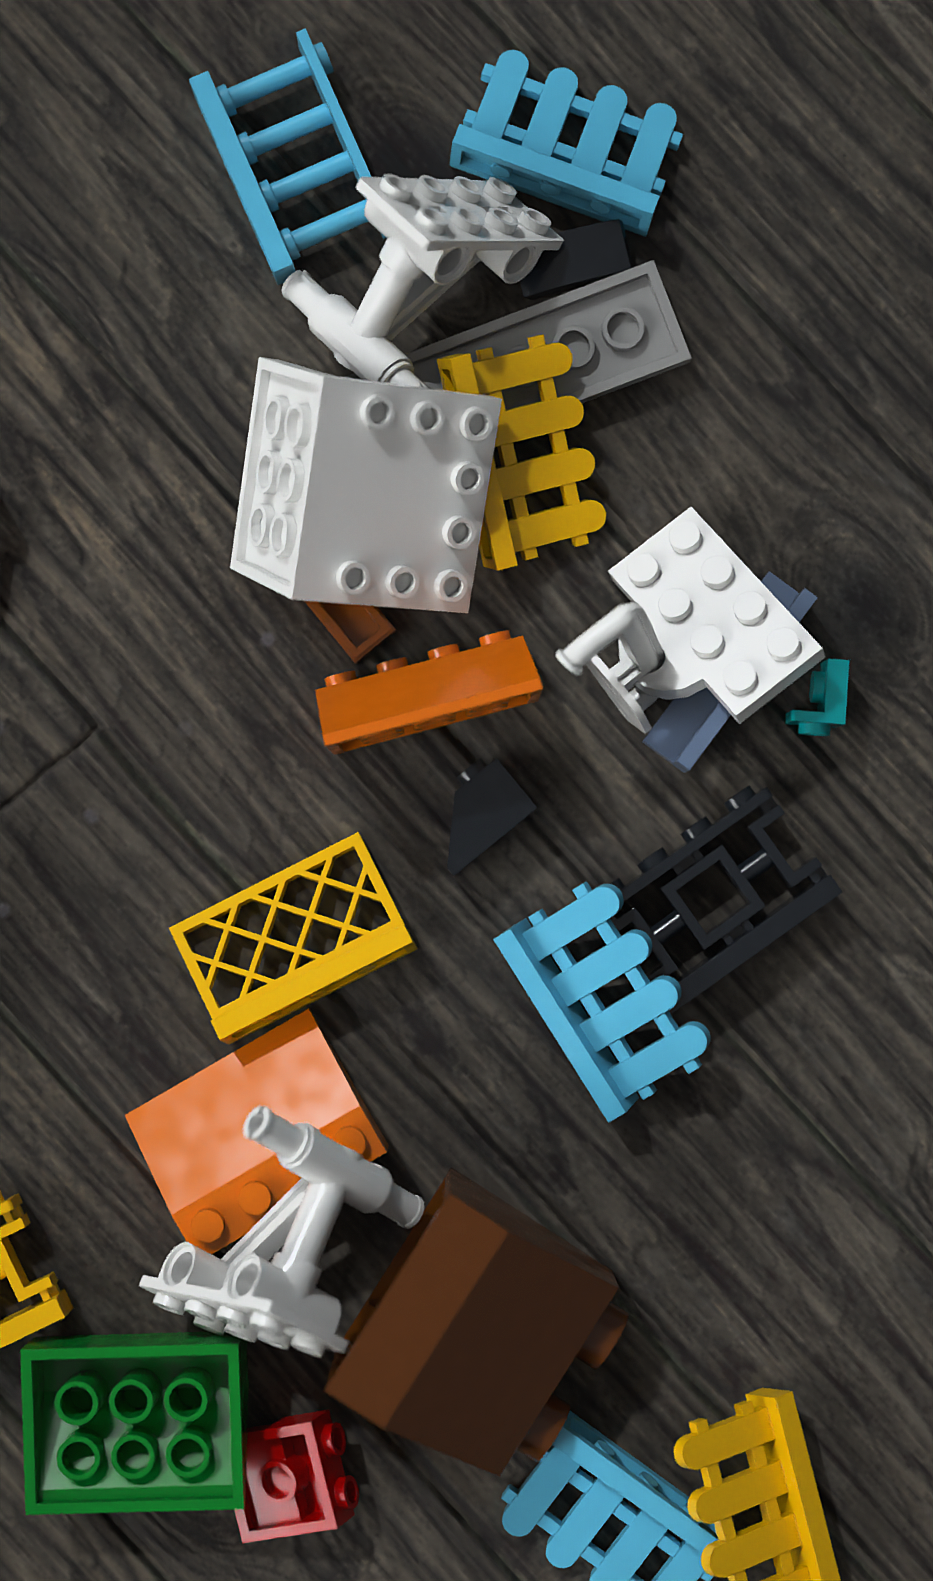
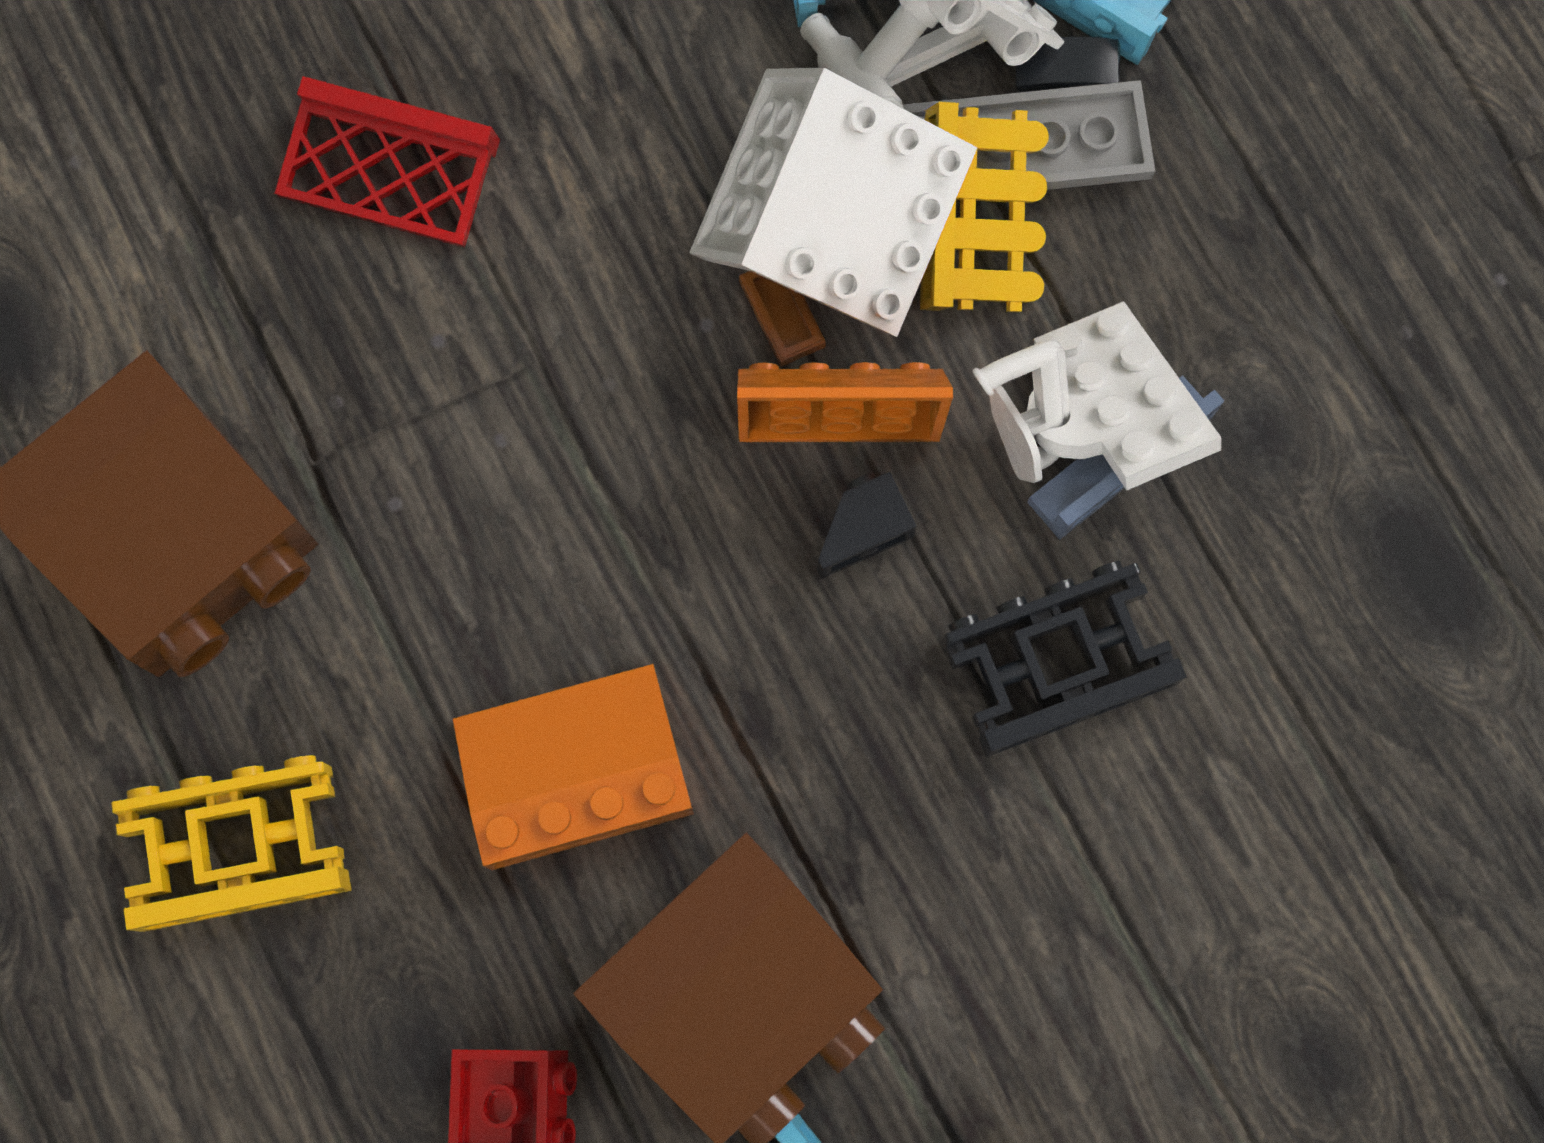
camera: 15 degrees right, 10 degrees down
(134, 1423) = (377, 1010): green slope -> none
(281, 1297) = (547, 892): white plate -> none
(312, 980) = (663, 637): yellow fence -> none
(585, 1037) = (911, 754): medium azure fence -> none
(830, 691) = (1214, 495): teal bracket -> none

